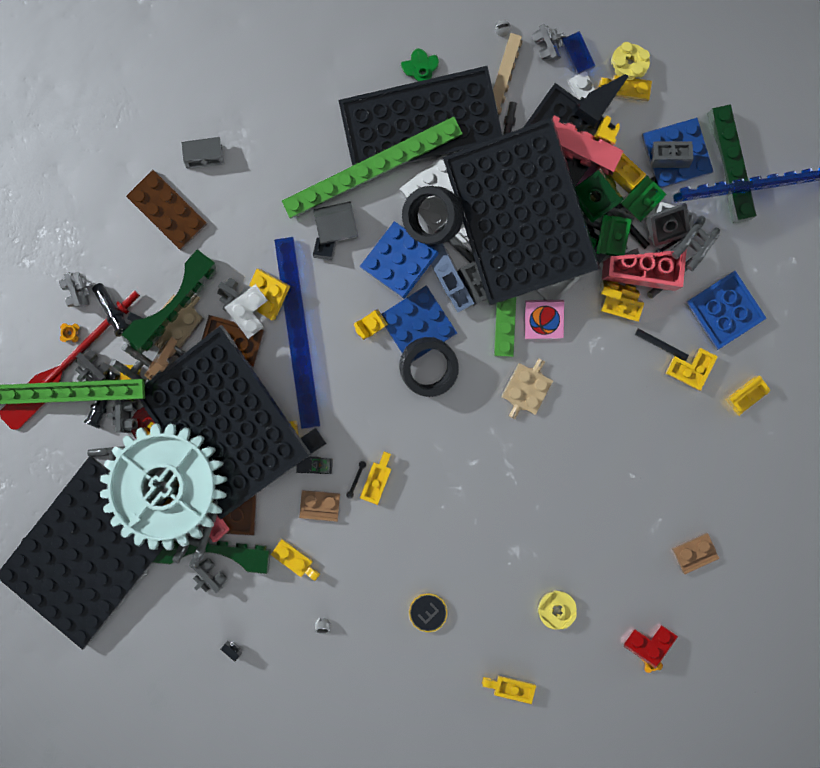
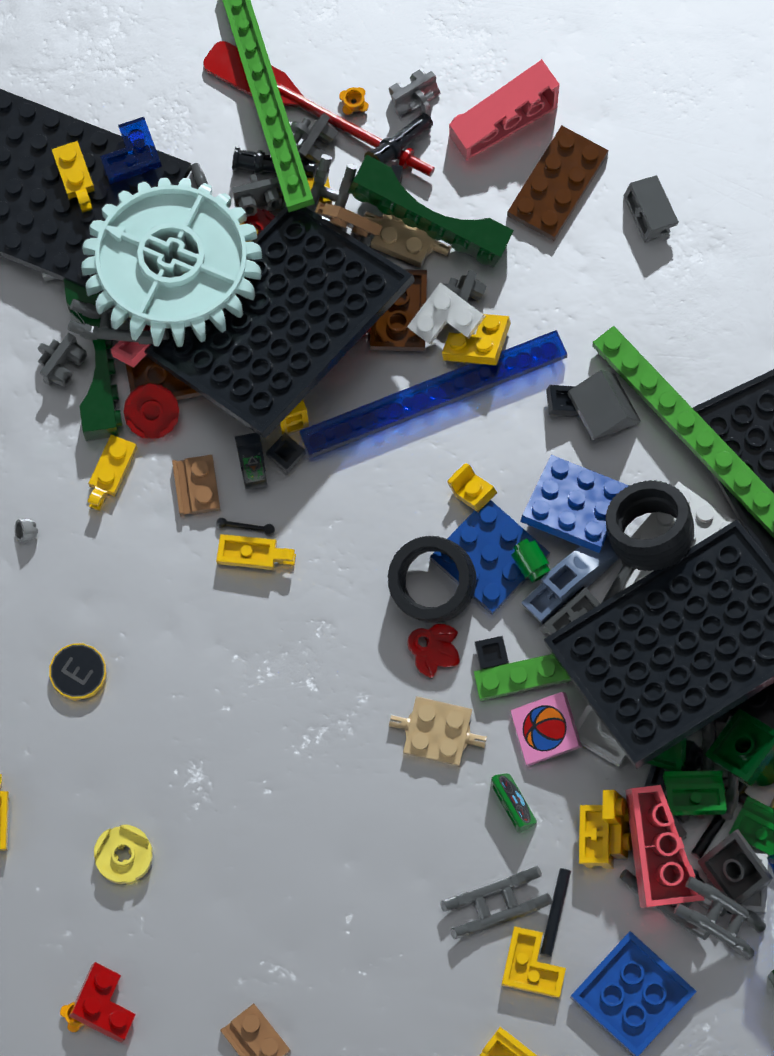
camera: 80 degrees right, 15 degrees down
(77, 492) = (138, 155): none -> clear blue plate
(77, 538) = (74, 173): none -> yellow plate
(107, 231) = (506, 110): none -> coral wedge
(261, 523) = (151, 411): none -> red tile
(432, 299) = (530, 560): none -> green brick
(474, 375) = (437, 650): none -> red plate
(485, 341) = (491, 652): none -> black plate
(585, 352) = (513, 802): none -> slope
(638, 372) = (513, 909): none -> dark grey piece

